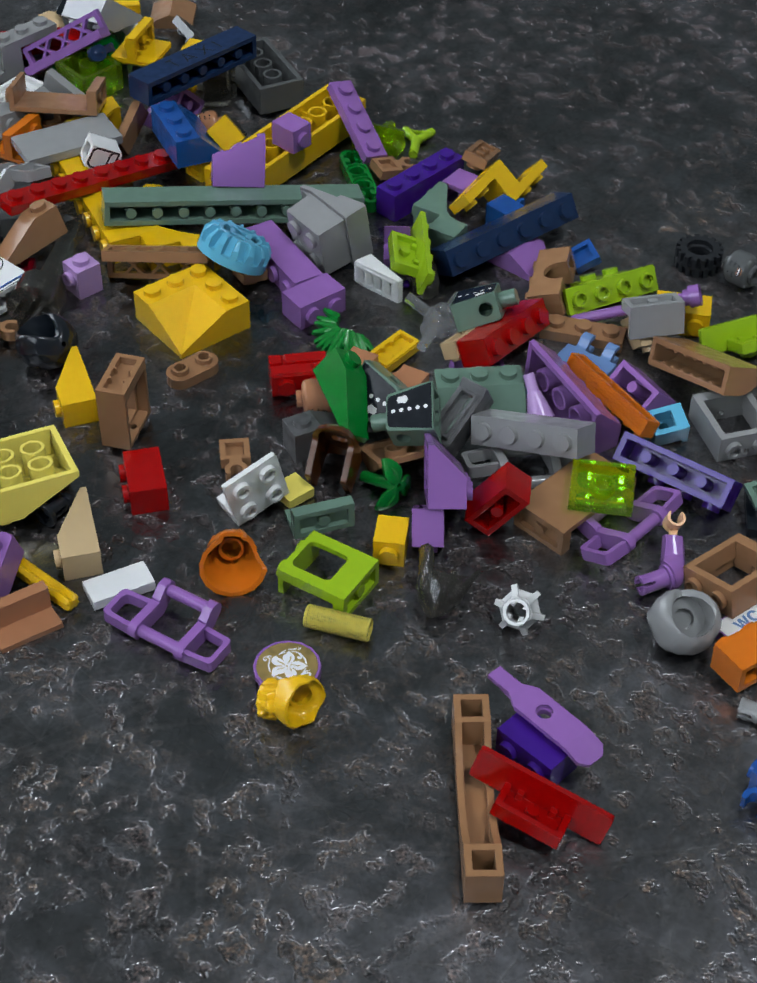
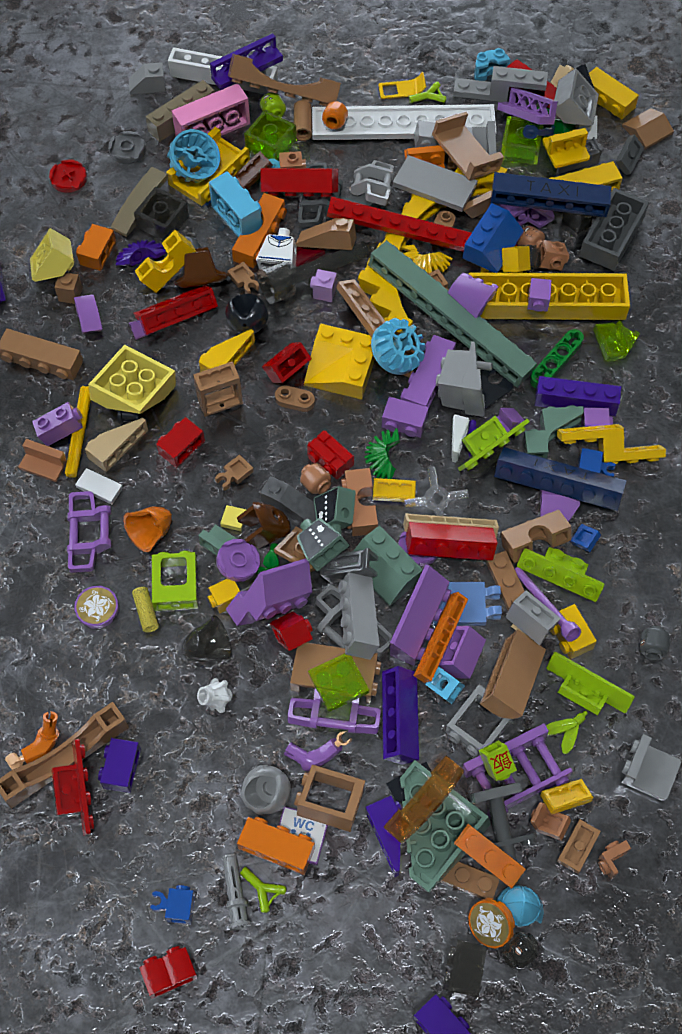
camera: 55 degrees right, 20 degrees up
(99, 151) = (436, 210): white brick -> none
(148, 339) = (286, 362): none -> red brick
(248, 117) = (553, 255): none -> nougat brick
(253, 489) = (207, 501): white bracket -> none
(290, 700) = (67, 624): yellow hair -> none
(345, 390) = (311, 495): green slope -> none
(356, 120) = (600, 318): medium lavender plate -> none
(364, 496) = (238, 560): none -> medium lavender tile
(389, 167) = (583, 366): medium nougat plate -> none
(416, 140) = (636, 360): lime piece -> none
(437, 816) = (43, 744): none -> orange arm
(480, 155) = (639, 410): medium nougat plate -> none
(481, 305) = (455, 512): sand green torso -> none
(536, 401) = (399, 603): lavender cone -> none
(561, 728) = (128, 771): medium lavender piece -> none
(698, 256) = (653, 595): black tyre -> none

